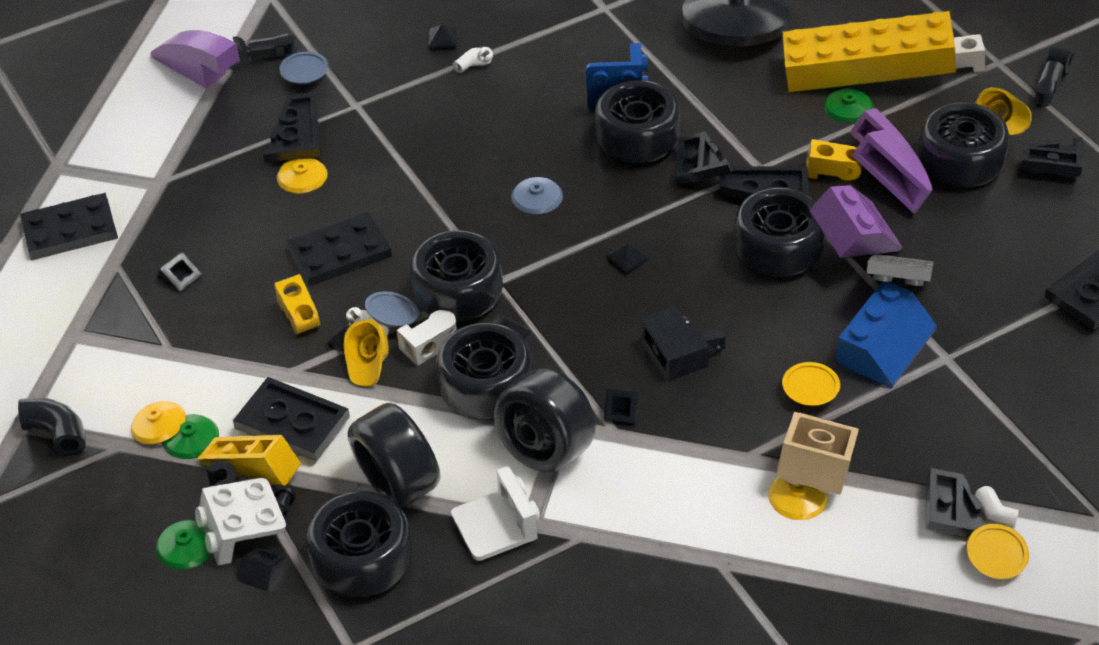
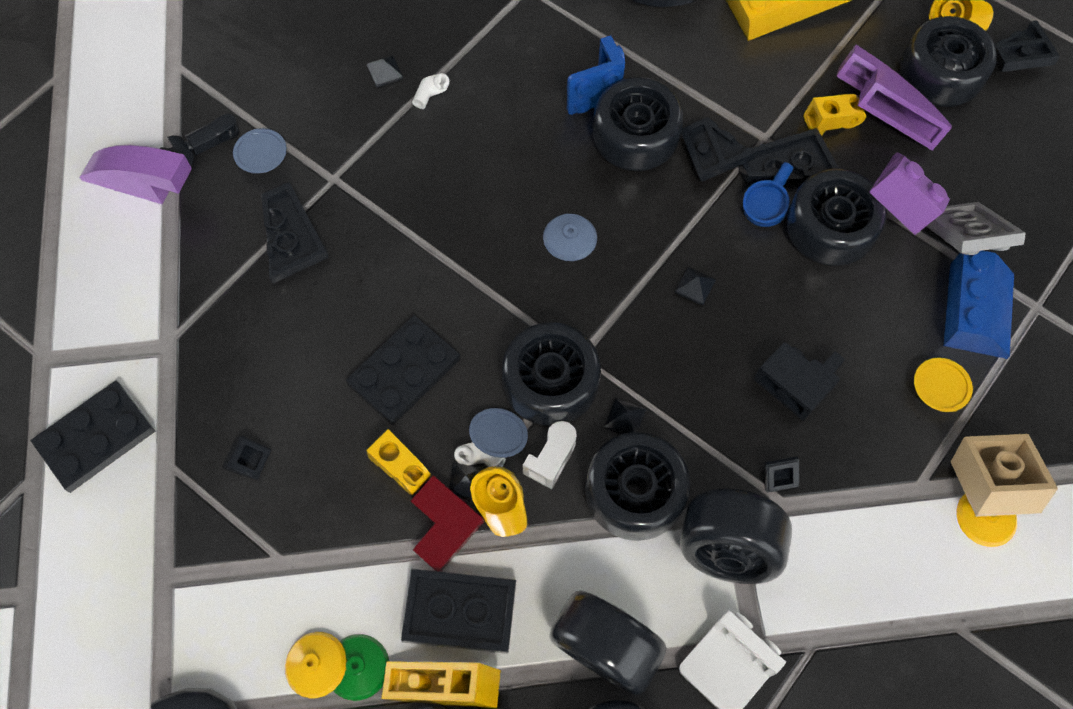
camera: 25 degrees left, 20 degrees up
(302, 175) = (318, 286): yellow piece -> none
(318, 359) = (453, 524): none -> dark red tile
(722, 206) = (767, 200): none -> blue piece
(847, 105) = (809, 41): green piece -> none

